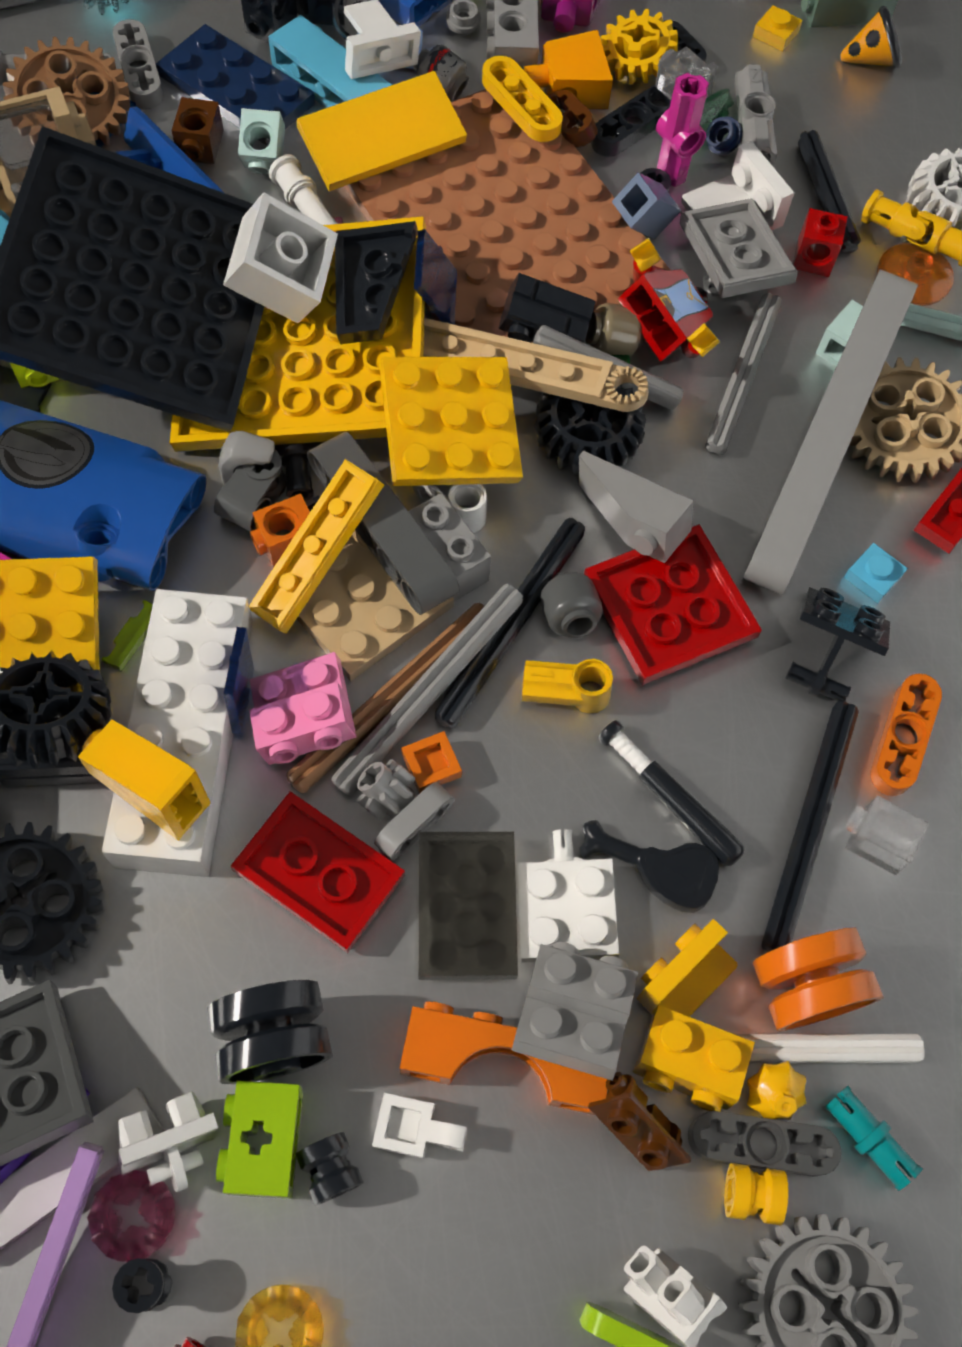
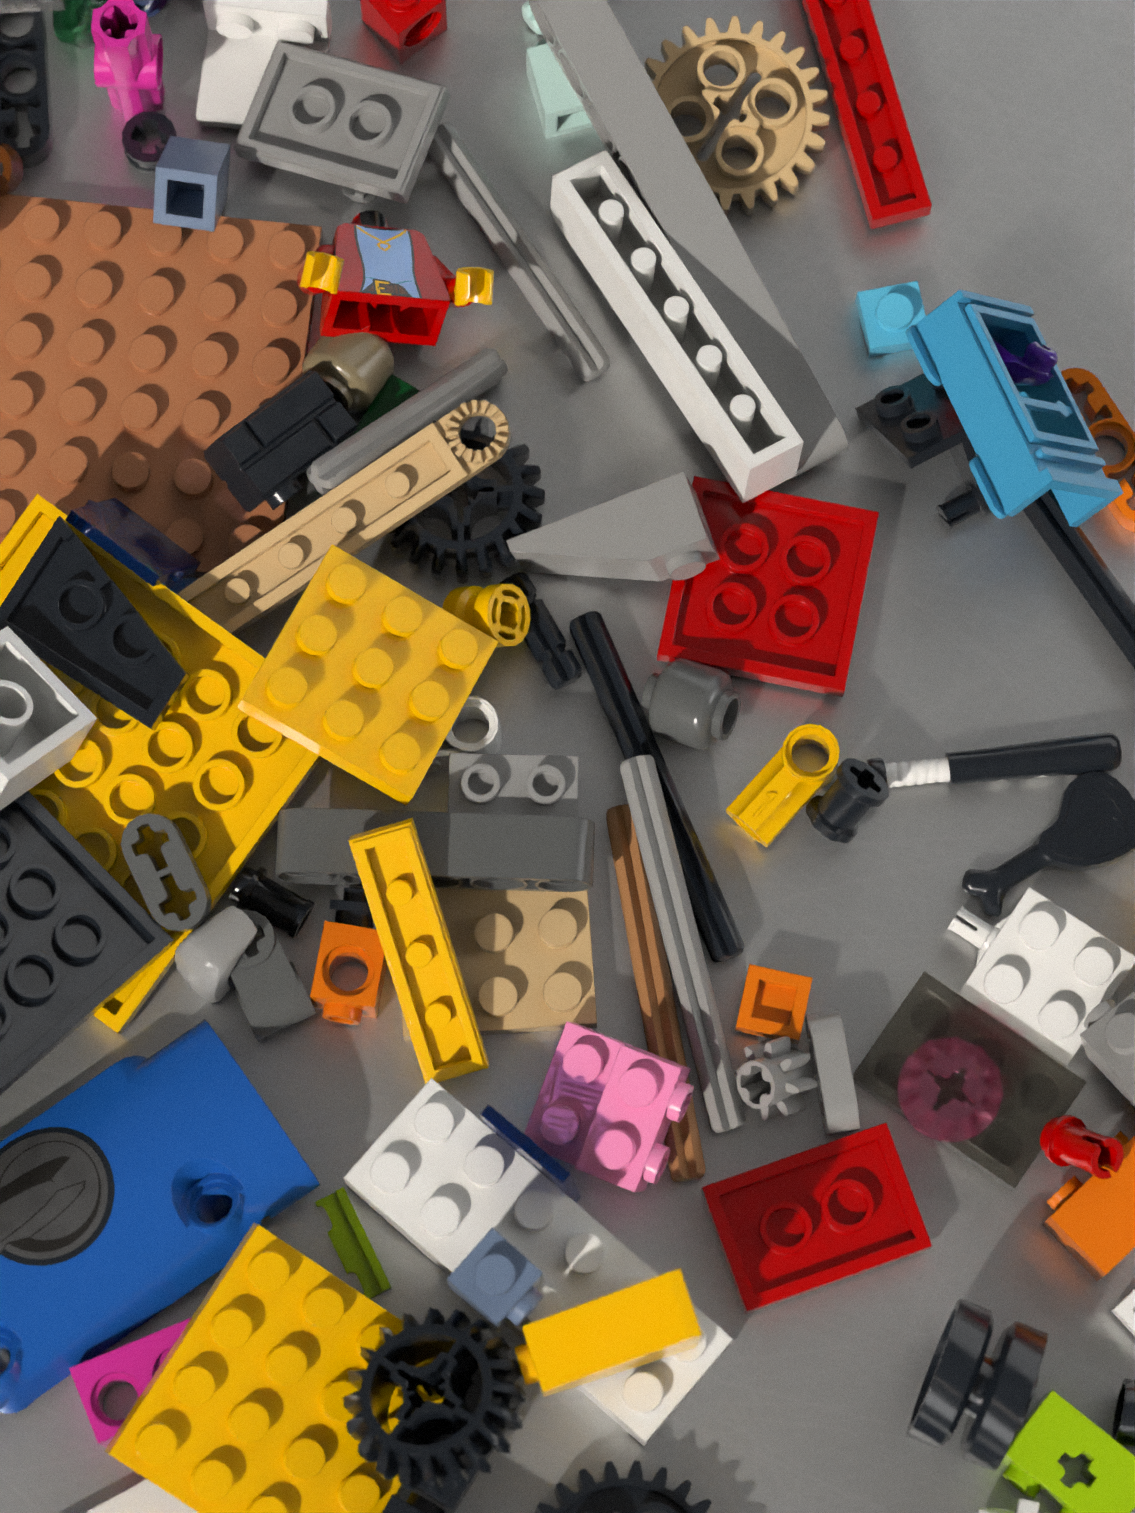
camera: 50 degrees left, 10 degrees up
(136, 692) = (497, 1282): none -> sand blue brick
(272, 401) = (152, 879): none -> dark grey beam
(433, 906) = (955, 1120): none -> clear pink gear
(470, 990) = (1070, 1142): none -> red pin
(549, 476) = (494, 610): none -> yellow wheel
(551, 508) = (545, 638): none -> black axle
(582, 720) = (847, 800): none -> black bush
(770, 459) = (675, 326): none -> white brick
(887, 599) = (1021, 433): none -> dark azure piece
(912, 649) = (1033, 368): none -> dark purple arm

